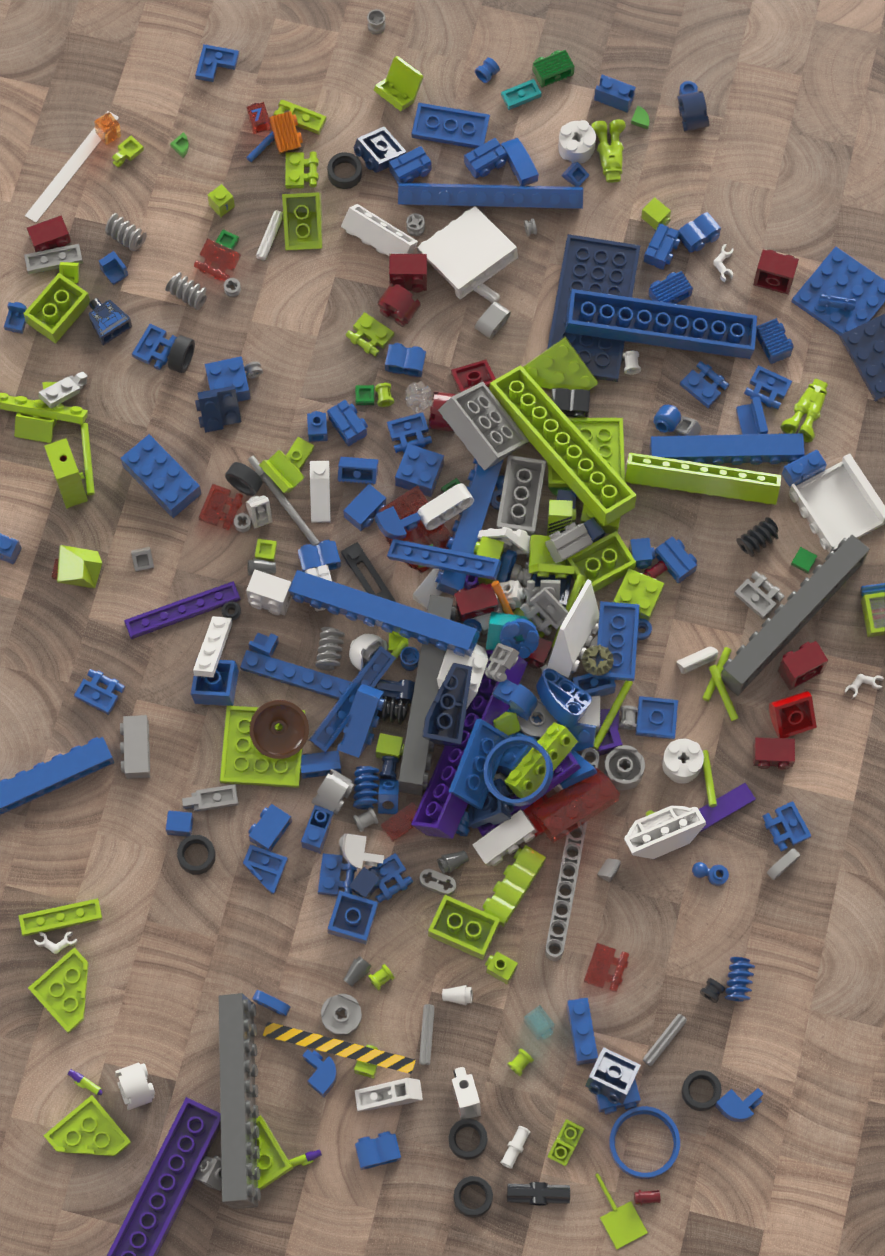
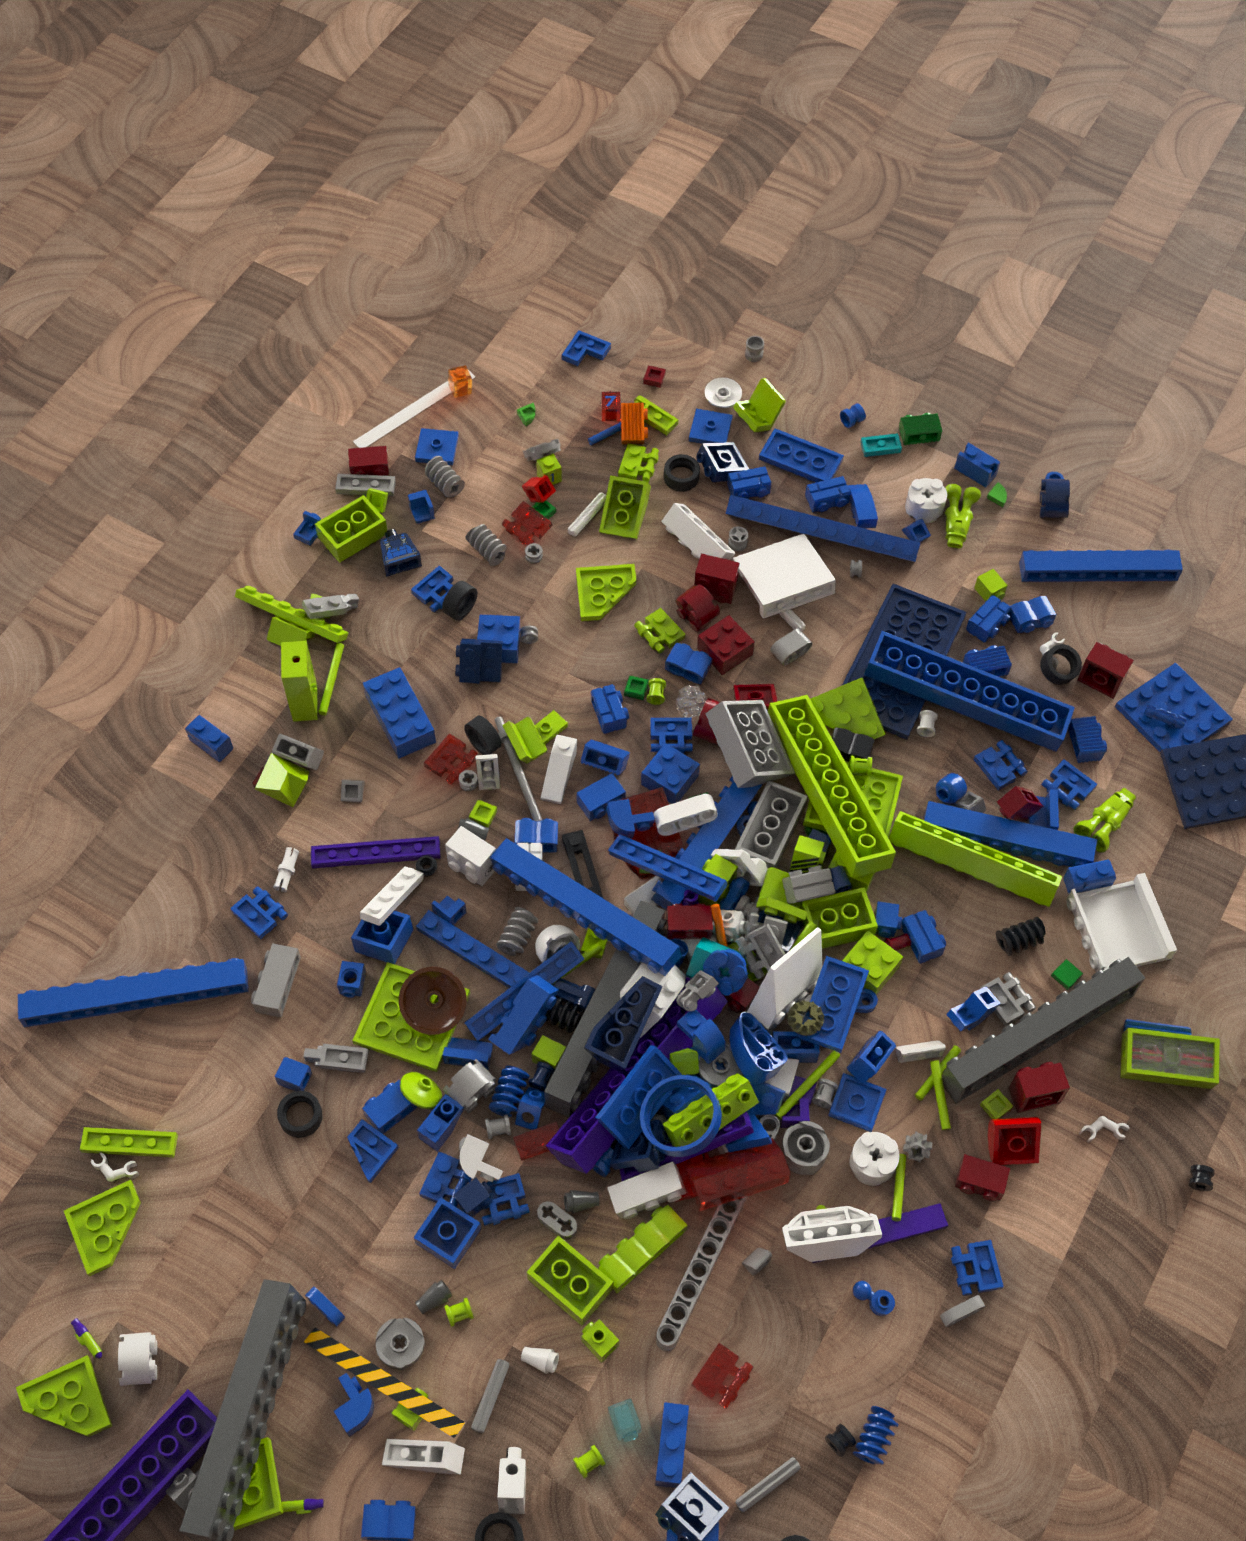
camera: 15 degrees right, 10 degrees down
(83, 537) = (297, 751): none -> light grey brick
(106, 200) = (436, 443): none -> blue plate
(109, 647) = (286, 869): none -> white pin
(127, 149) = (475, 405): lime plate -> none
(197, 721) = (347, 971): none -> blue brick
(208, 180) = (537, 451): none -> light grey plate
(218, 222) = (538, 488): none -> red brick
(289, 75) = (654, 376): none -> dark red plate
(291, 807) = (420, 1090): none -> lime dish
(306, 307) = (602, 588): none -> lime plate
(317, 426) = (576, 705): blue brick -> none
(357, 115) = (710, 427): none -> blue plate
(359, 70) = (723, 392): none -> white dish
(407, 656) = (599, 960): blue wheel -> none
(434, 333) = (726, 644): none -> dark red brick
(584, 419) = (860, 765): none -> lime bush
(659, 676) = (871, 1057): none -> blue brick
(715, 741) = (917, 1146): none -> light grey gear
(730, 419) = (1019, 804): none -> dark red brick
(734, 612) = (974, 1009): none -> blue brick
(747, 269) = (1072, 657): none -> black tyre
(749, 167) = (1100, 565): none -> blue brick
(771, 688) = (996, 1105): none -> lime plate

